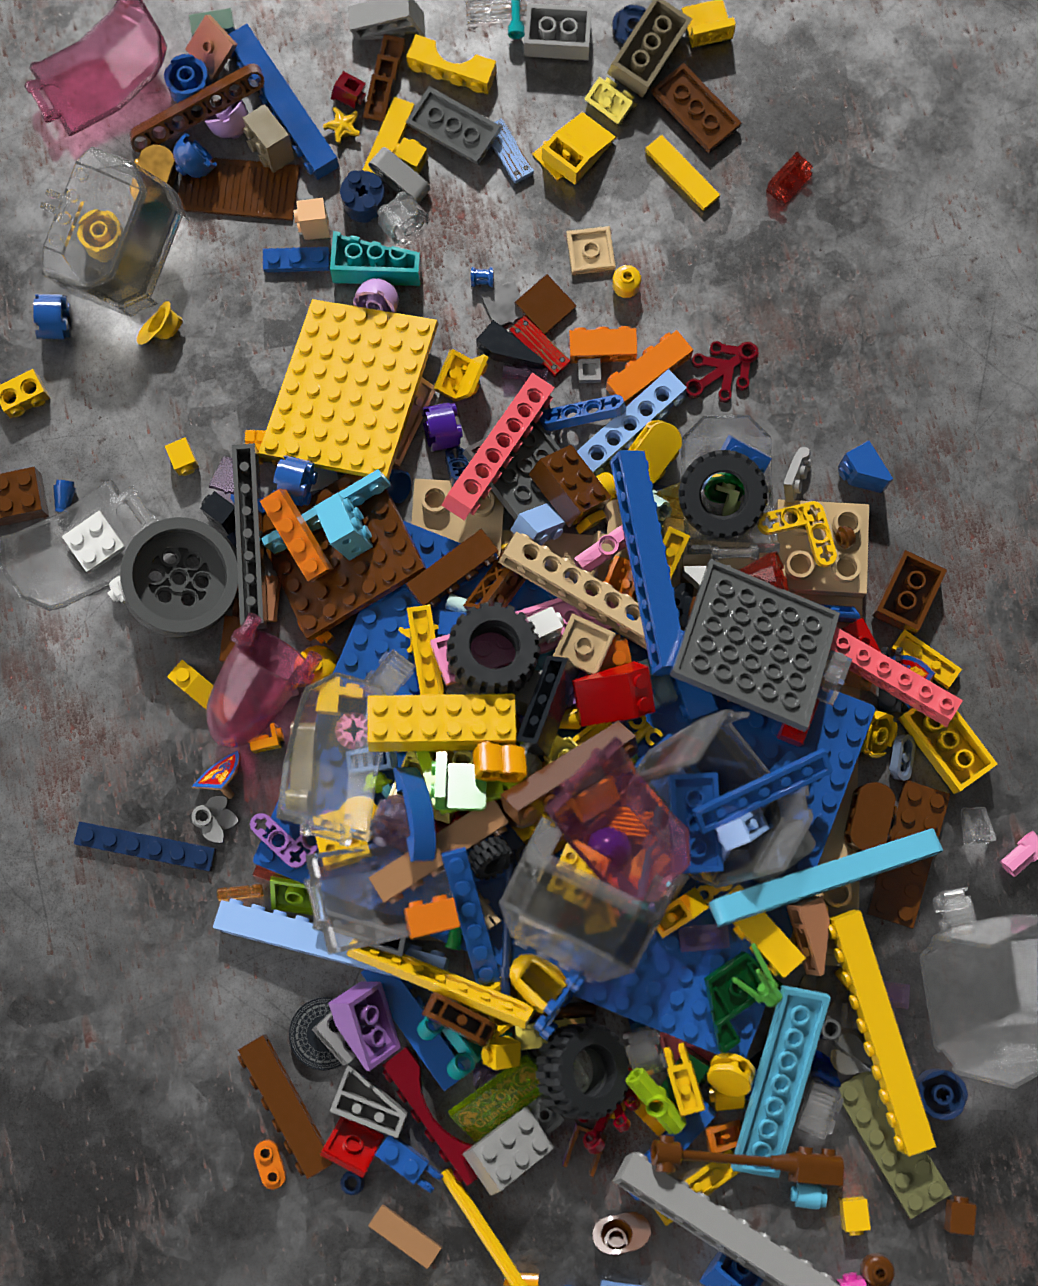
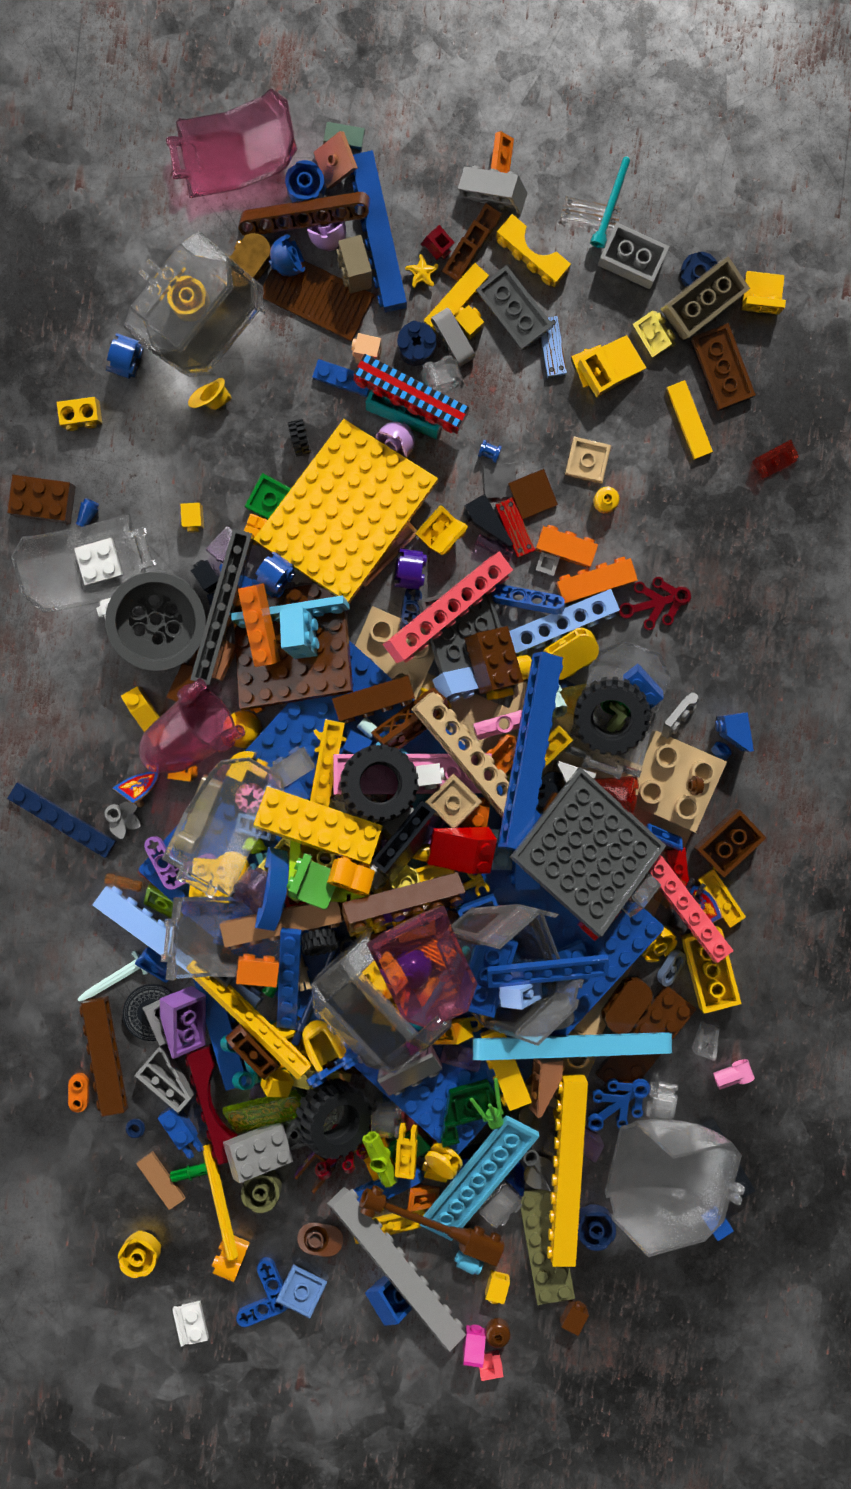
camera: 20 degrees right, 10 degrees up
(256, 408) = (266, 496): none -> green plate
(271, 333) = (299, 437): none -> black tyre
(274, 1000) = (112, 979): none -> light aqua sword
(312, 972) = (151, 962): none -> blue slope
(352, 1145) = (142, 1105): red plate -> none
(375, 243) = (411, 394): none -> brick
(400, 485) = (358, 605): blue hair -> none
(435, 1213) = (189, 1172): none -> green axle
(524, 1212) = (256, 1199): none -> olive brick
(652, 975) = (412, 1073): none -> light grey slope
(803, 519) = (667, 758): yellow beam -> none
(858, 497) = (721, 750): none -> blue tile
(908, 933) = (620, 1102): none -> blue plant

